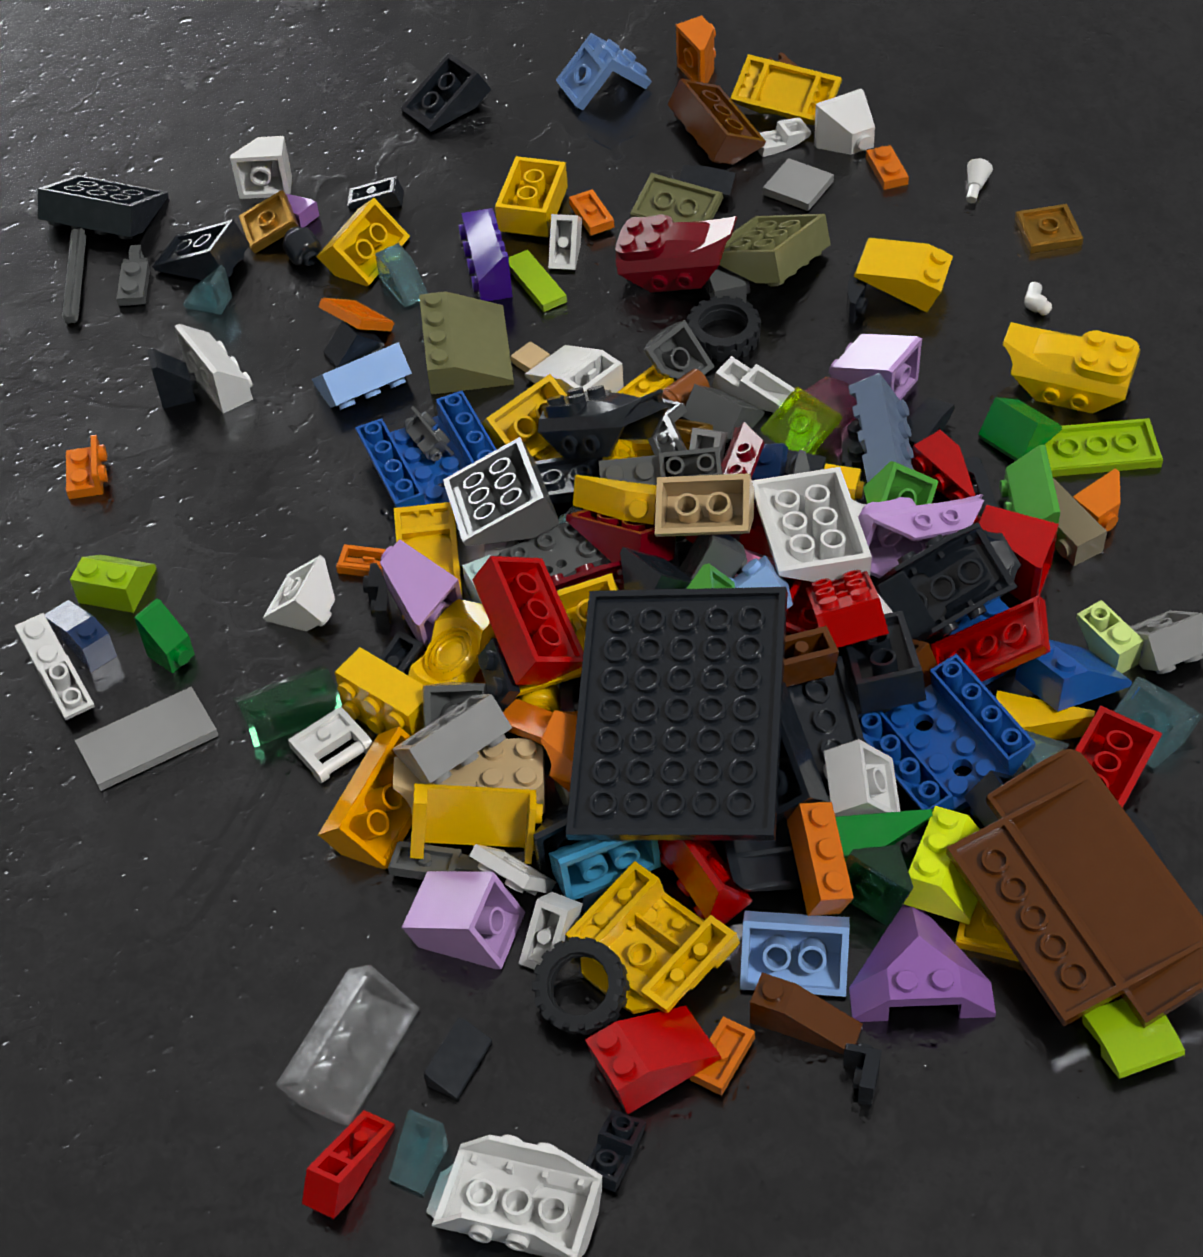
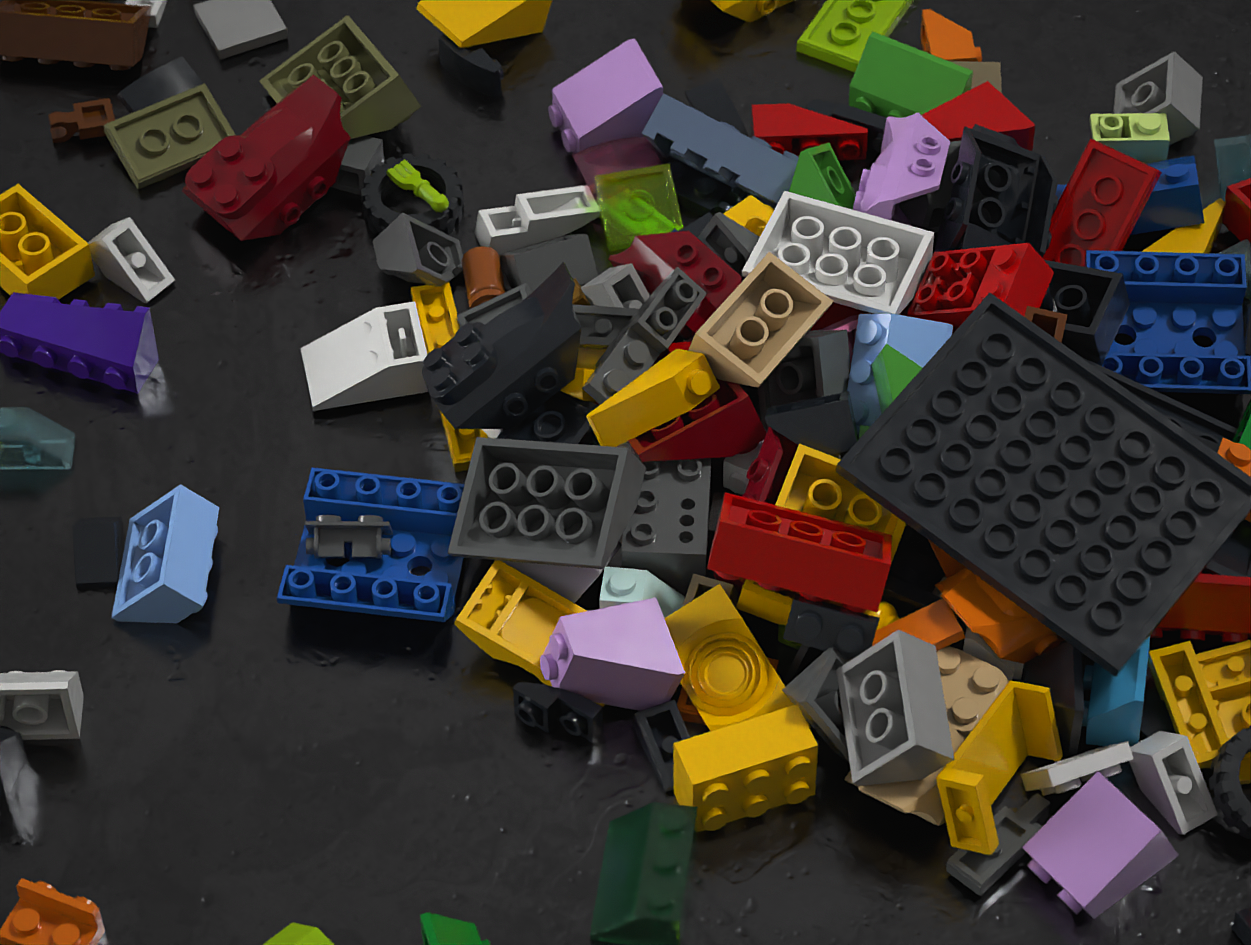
camera: 60 degrees left, 0 degrees up
(303, 597) = (492, 785): white slope -> none
(327, 736) = (733, 867): white plate -> none
(356, 314) = (62, 512): orange tile -> none
(358, 566) = (487, 705): orange tile -> none
(370, 812) = (870, 852): light orange slope -> none
(464, 343) = (203, 441): olive slope -> none
(522, 416) = (405, 431): yellow slope -> none
(528, 356) = (288, 391): tan tile -> none
(536, 281) = (182, 322): lime tile -> none
(592, 211) = (96, 212): orange plate -> none
(658, 165) = (86, 119): none -> reddish brown plate
(727, 314) = (410, 179): none -> lime piece
(860, 780) = (1199, 408): white slope -> none
(1016, 427) = (793, 54): green slope -> none

